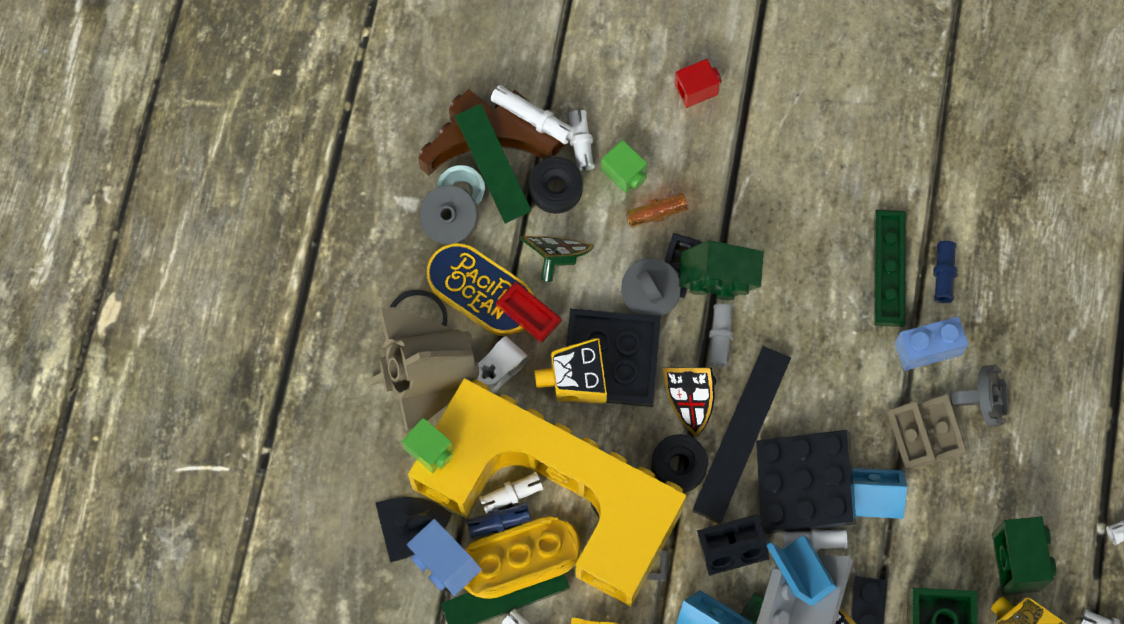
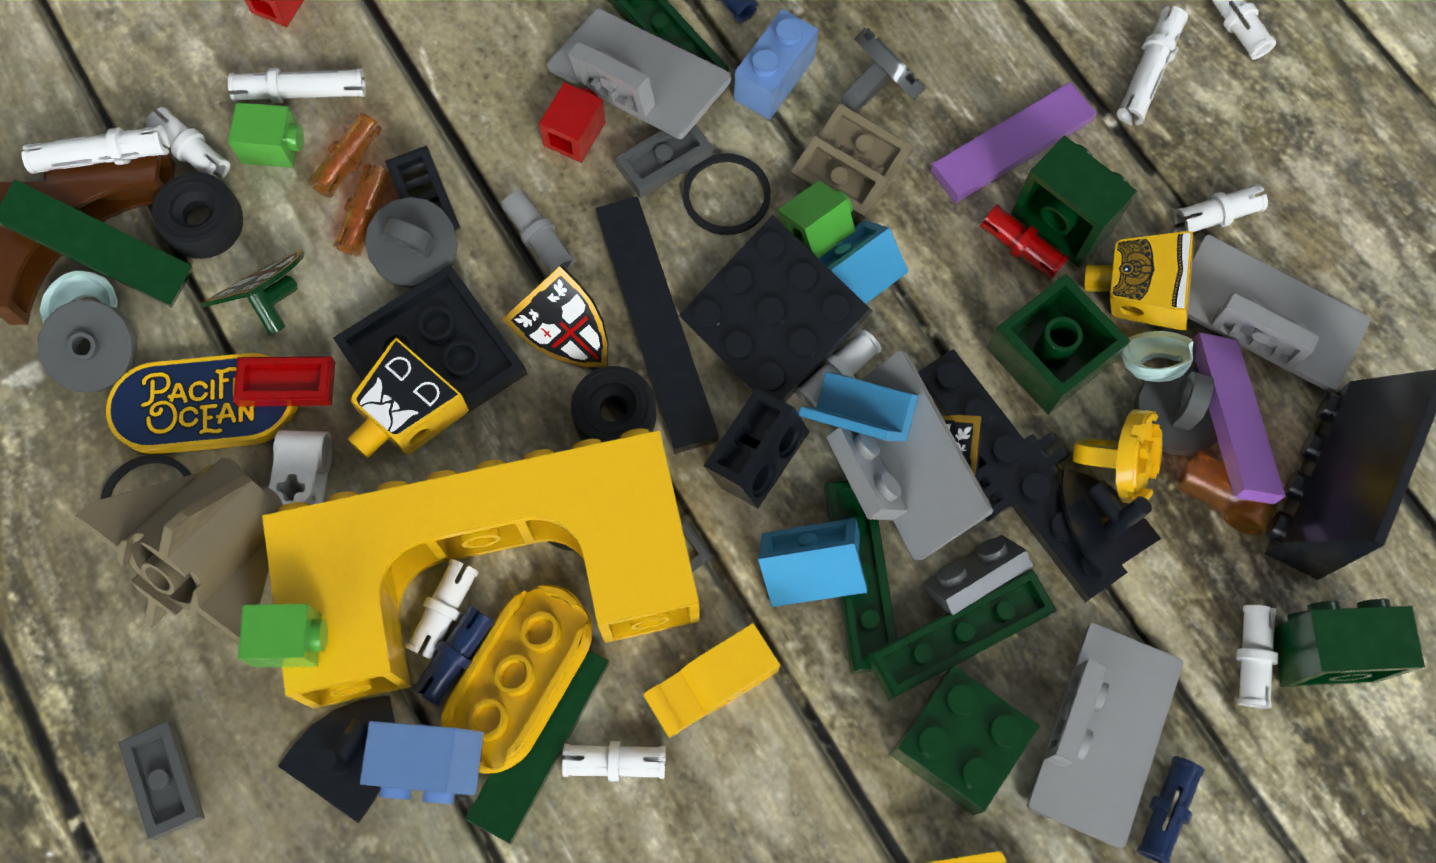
camera: 45 degrees left, 0 degrees up
(319, 464) = (161, 780): none -> dark grey plate
(641, 248) = (361, 209): none -> clear orange pin
(667, 152) = (301, 84): none -> white pin
(721, 269) = (475, 152): dark green brick -> none
(792, 287) = (572, 121): none -> red brick
(824, 346) = (662, 159): none -> dark grey plate
(842, 367) = (727, 230): none -> black piece
(851, 288) = (640, 73): none -> light grey bracket
(875, 450) = (819, 218): none -> bright green brick
(980, 555) = (1024, 241): none -> red pin
(1030, 495) = (1012, 142): none -> medium lavender tile

